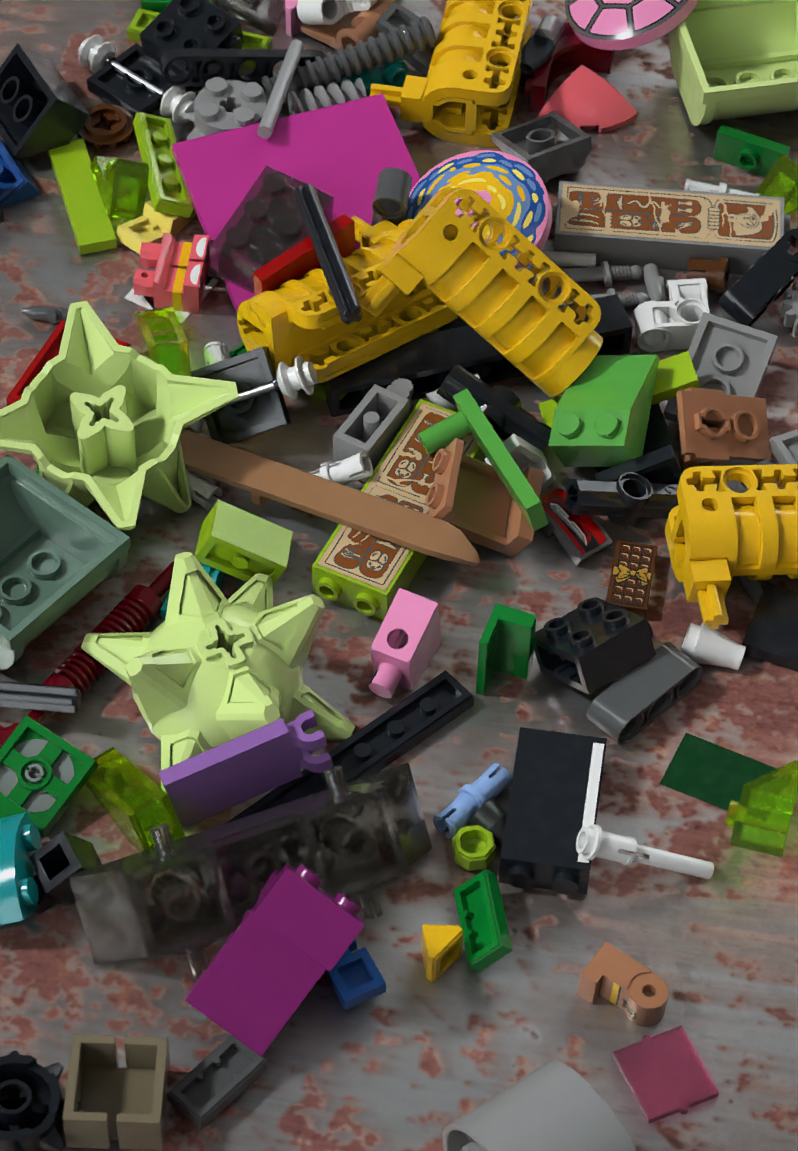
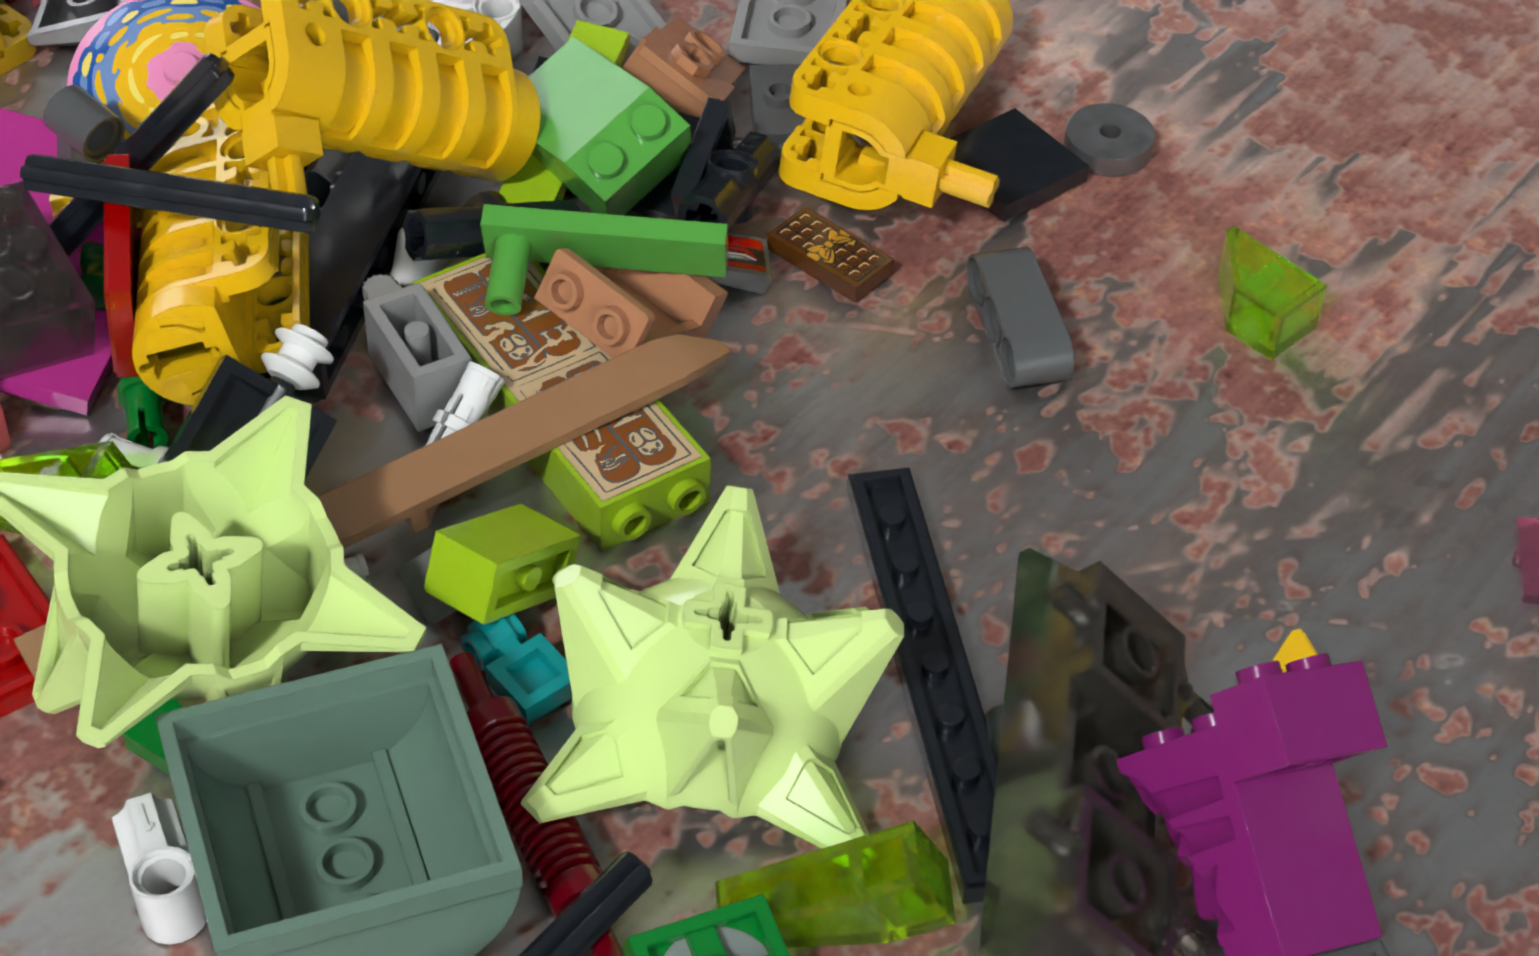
camera: 60 degrees left, 5 degrees down
(244, 768) = (918, 659): medium lavender tile -> none
(382, 220) = (150, 141): none -> black axle
(404, 643) = (798, 479): bright pink torso -> none
(471, 798) = (1067, 537): light blue pin -> none
(473, 847) = (1150, 573): lime tile -> none
(482, 920) = (1267, 612): green plate -> none
(491, 817) = (1121, 541): pearl dark grey hose -> none
(506, 645) = (878, 389): green panel -> none
(549, 802) = (1151, 465): black panel -> none
(593, 644) = (933, 315): black brick -> none
(594, 843) = (1257, 437): white pin -> none
(626, 985) = (1442, 531): nougat leg -> none
(711, 772) = (1166, 321): dark green sticker -> none
(712, 647) = (989, 231): white cone -> none

